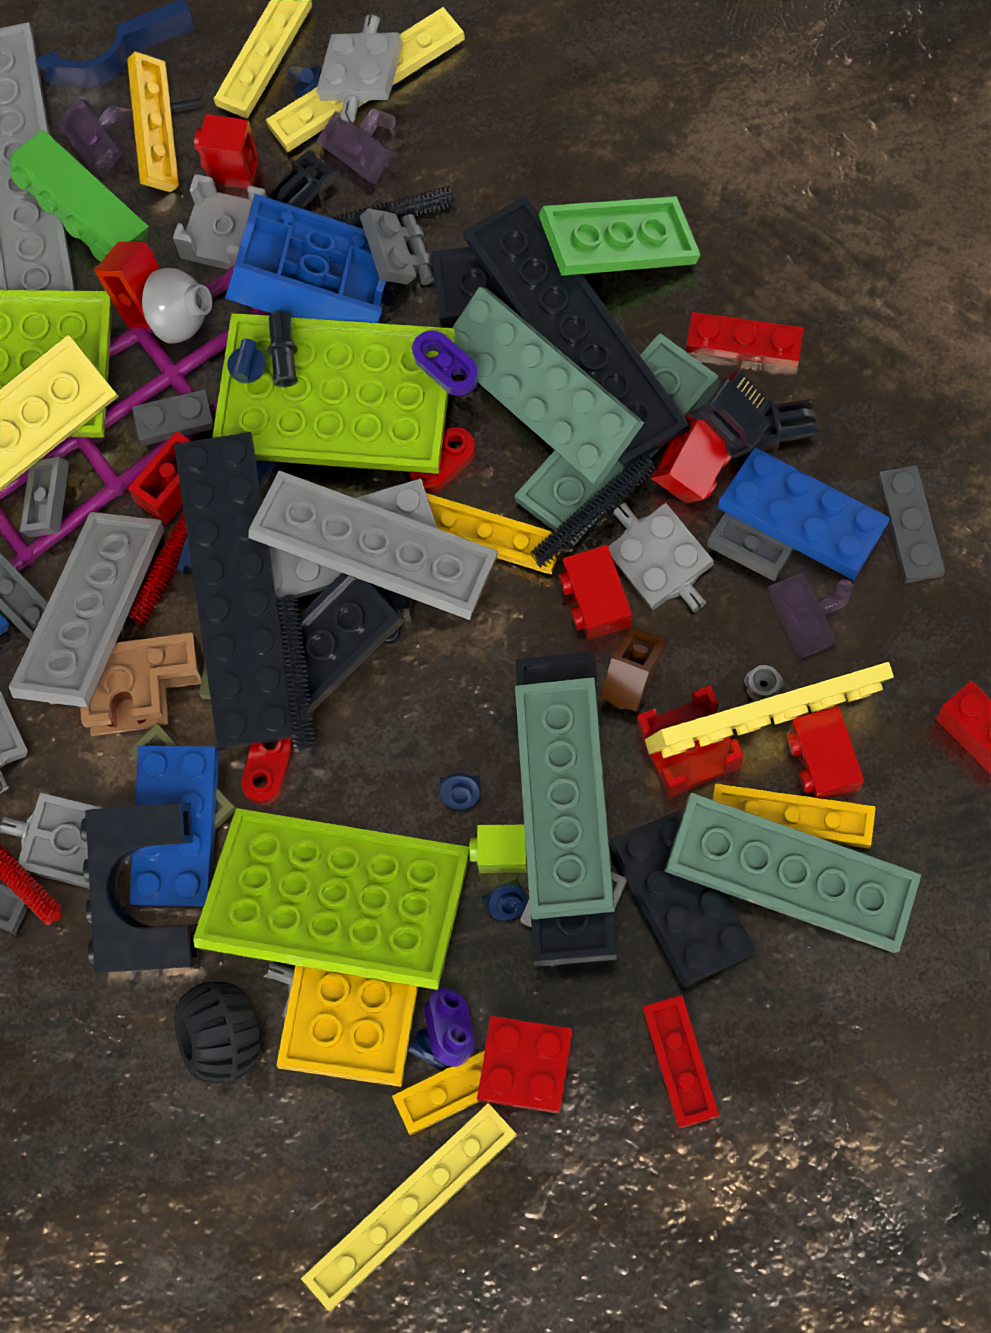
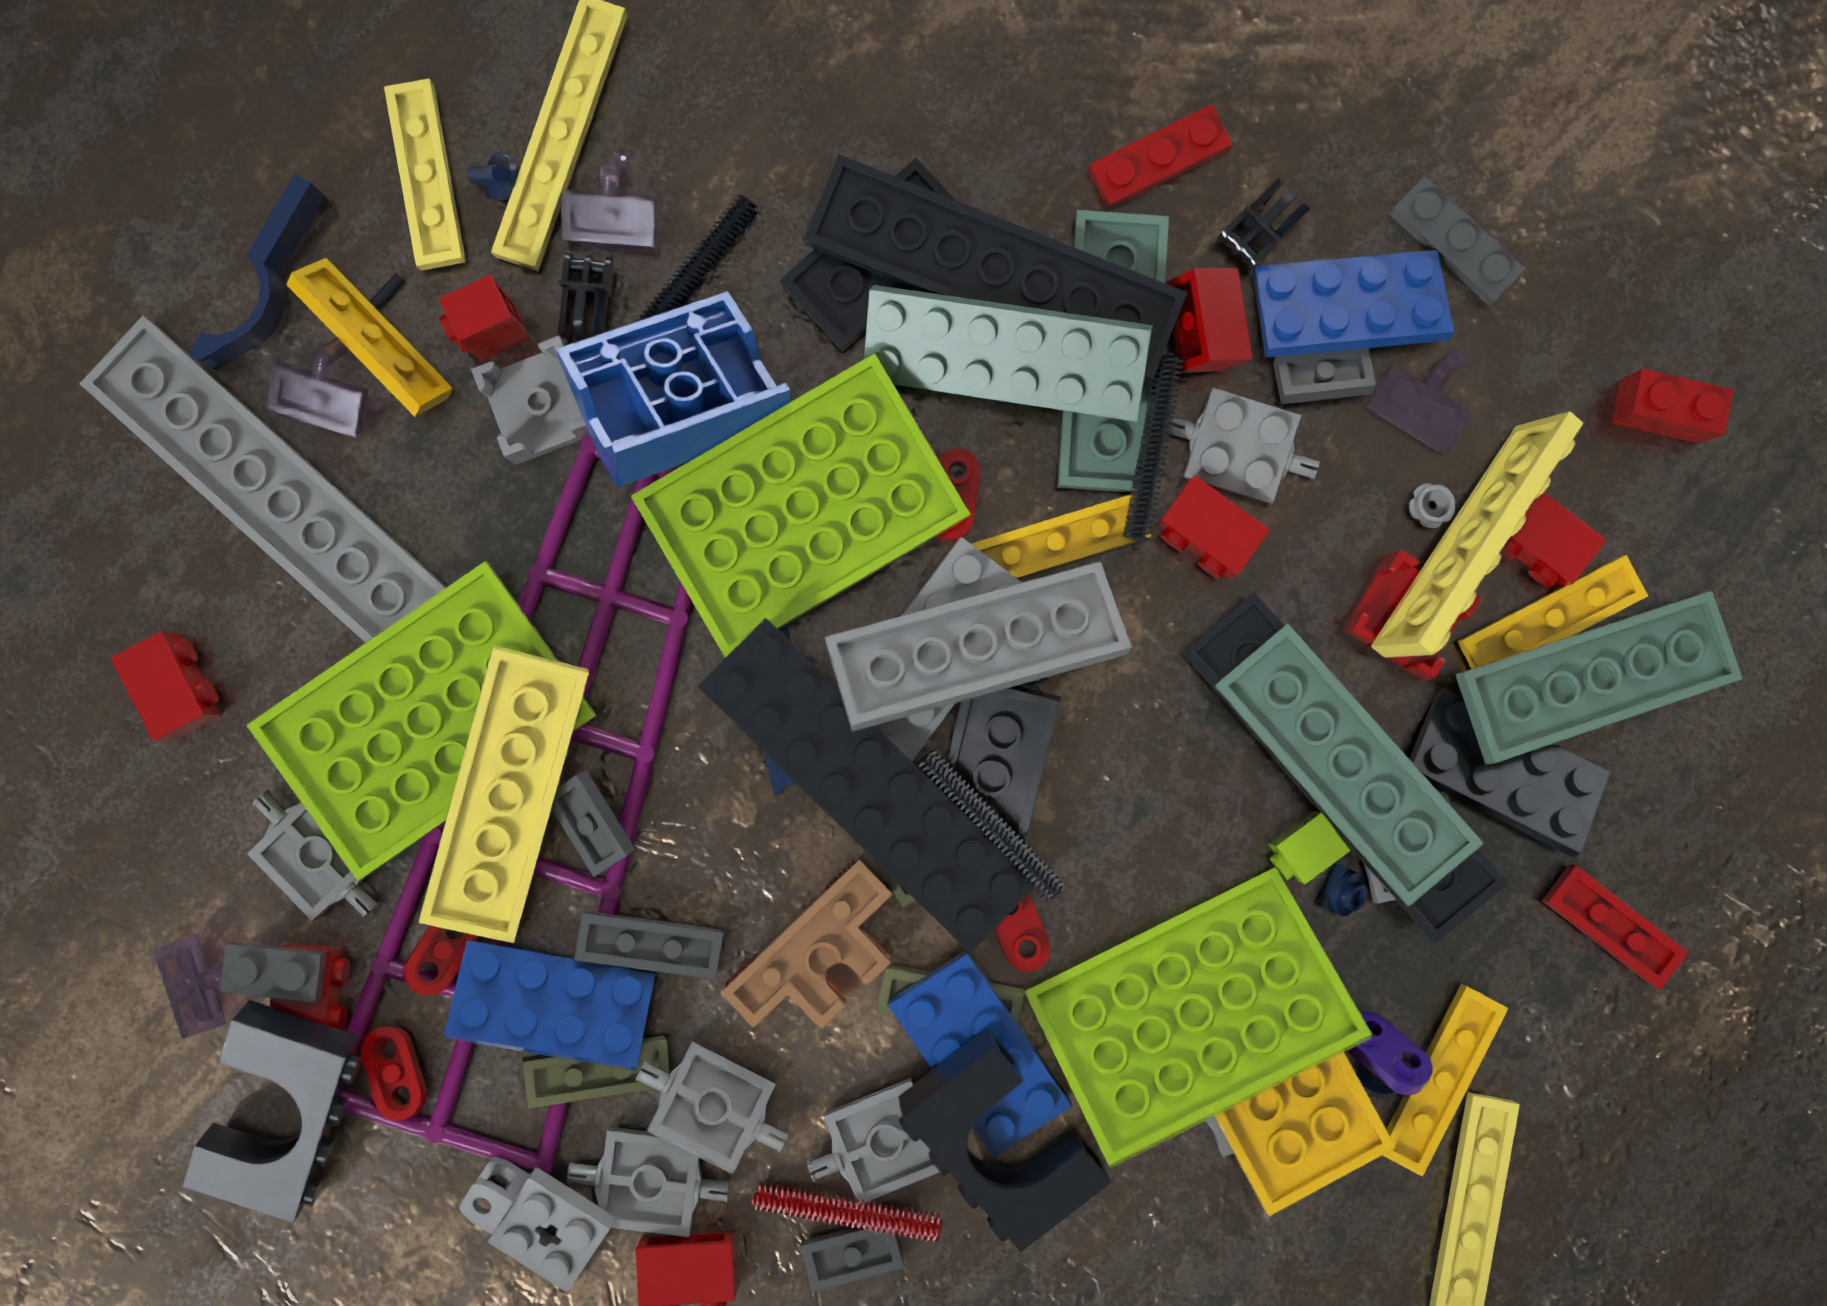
camera: 50 degrees left, 15 degrees up
(74, 195) = (364, 482): bright green brick -> none
(87, 610) = (735, 913): light grey plate -> none
(124, 277) = (507, 534): red brick -> none
(158, 484) = (700, 724): red brick -> none
(159, 574) = (763, 808): red axle -> none
(174, 304) = (566, 528): light grey piece -> none
(182, 413) = (651, 645): dark grey plate -> none
(217, 1032) = (1172, 1214): black wheel -> none
(246, 362) = (693, 542): dark blue plate -> none
(282, 349) = (718, 500): black axle -> none
(359, 67) = (549, 125): light grey plate -> none
(389, 247) = (730, 305): dark grey plate -> none
(448, 363) = (901, 395): dark purple plate -> none
(460, 790) = (1222, 817): dark blue plate -> none
(525, 1064) = (1485, 1038): red plate -> none
(619, 235) = (965, 133): bright green plate -> none
(633, 668) = (1303, 579): reddish brown slope -> none
(734, 412) = (1228, 249): black piece -> none

